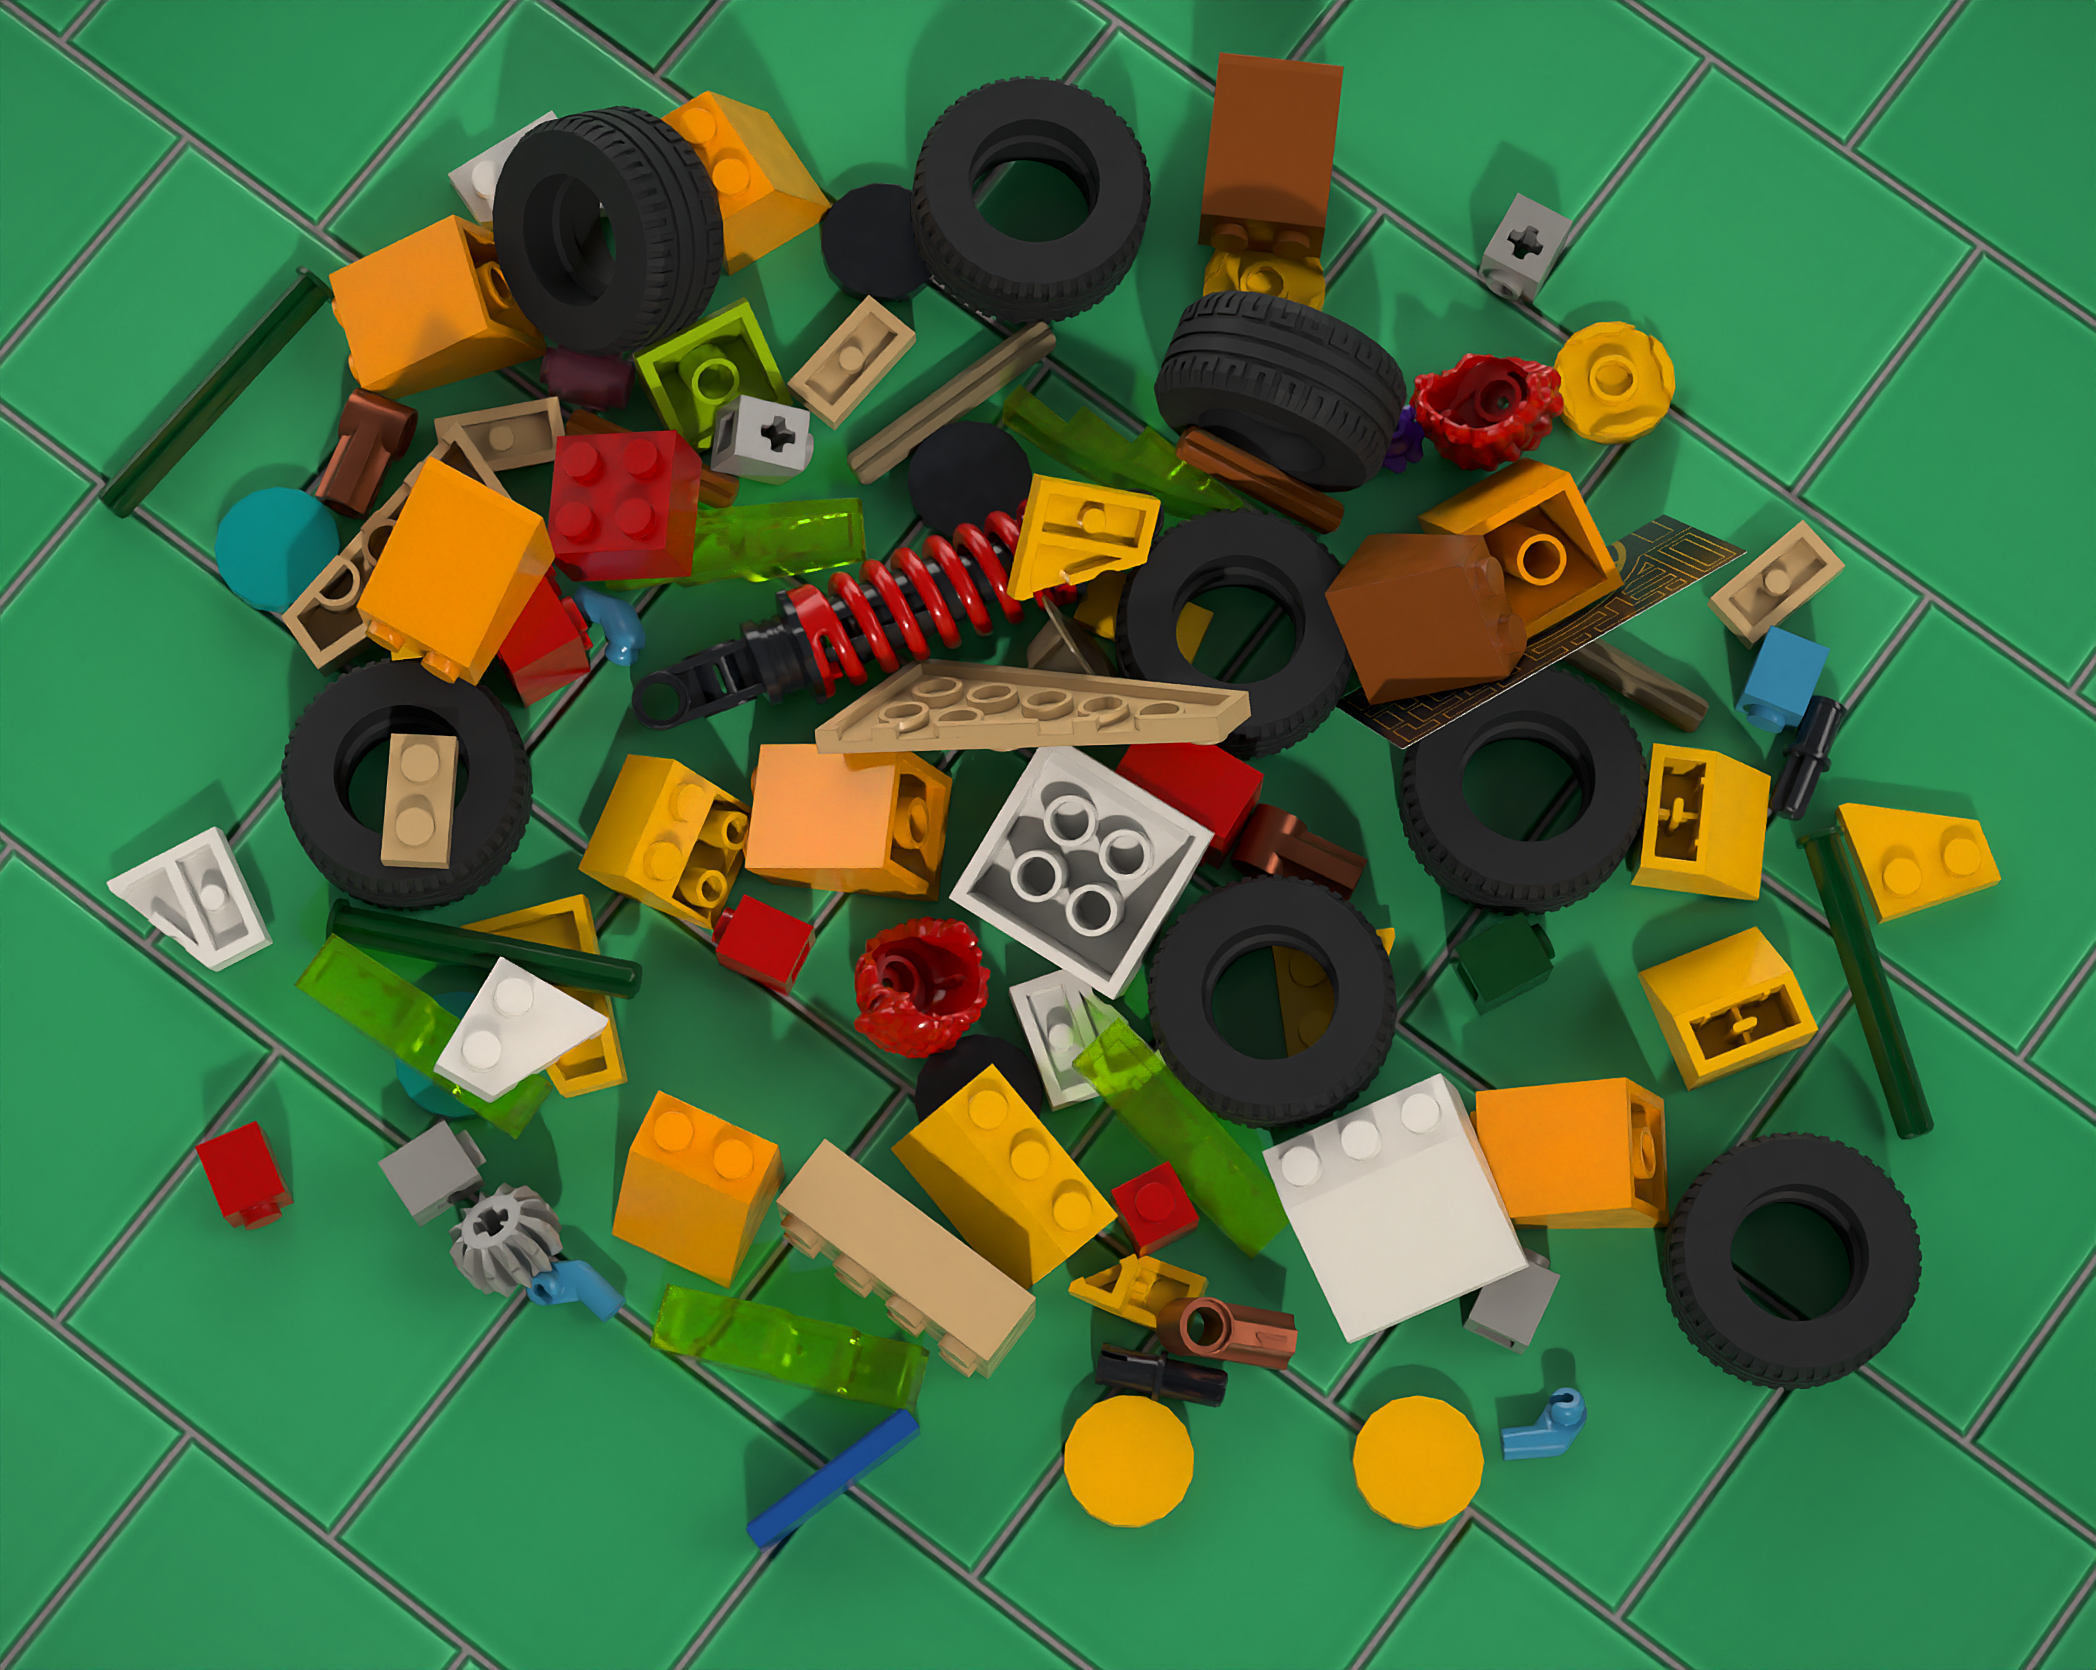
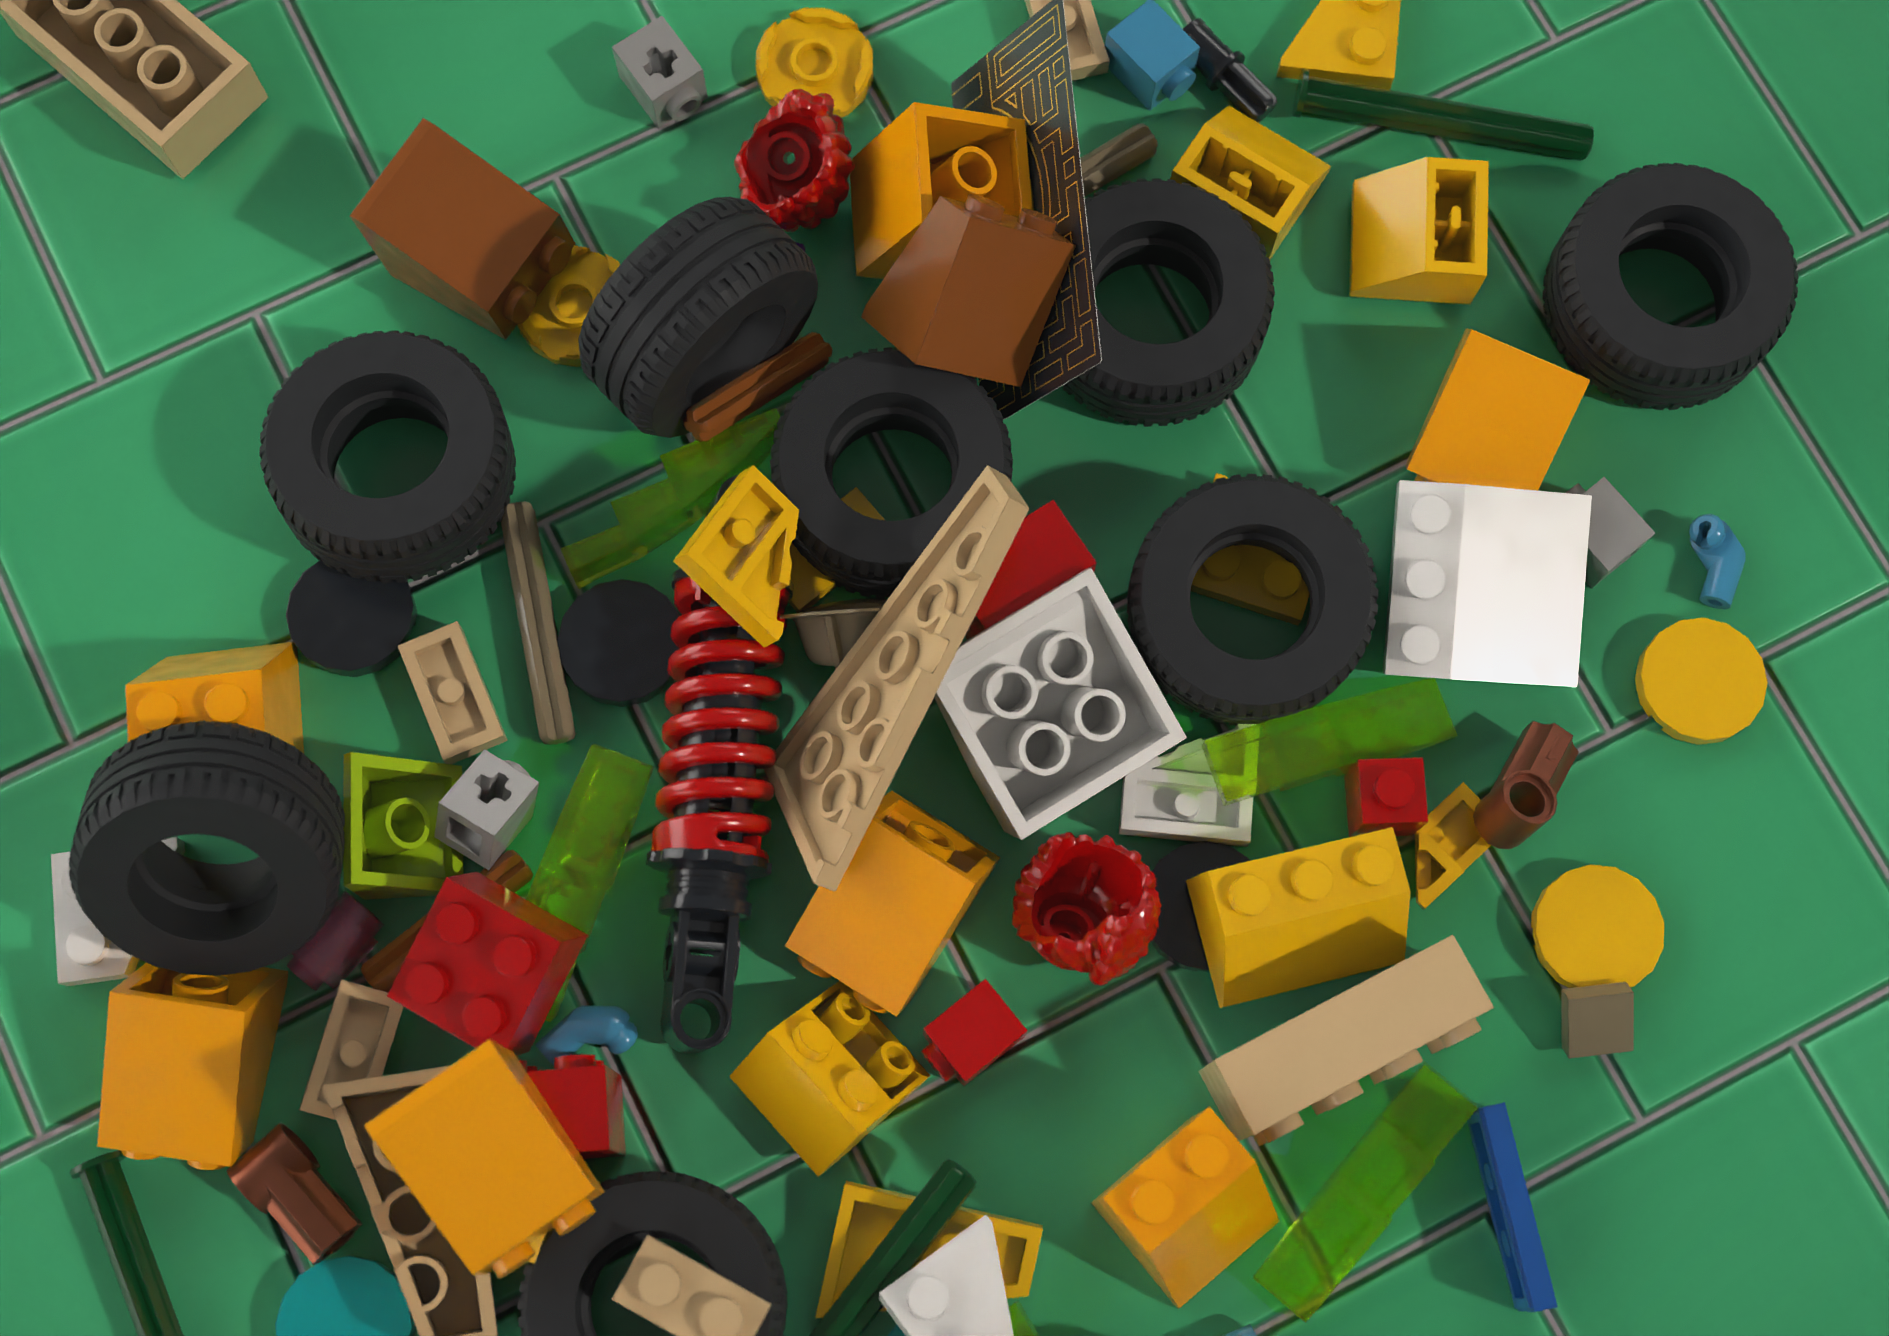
camera: 65 degrees left, 0 degrees up
(1041, 1491) = (1597, 1019): none -> dark tan tile
(1161, 1376) = (1534, 865): black axle -> none
(1283, 846) = (1123, 517): copper piece -> none
(1503, 962) = (1294, 396): dark green brick -> none

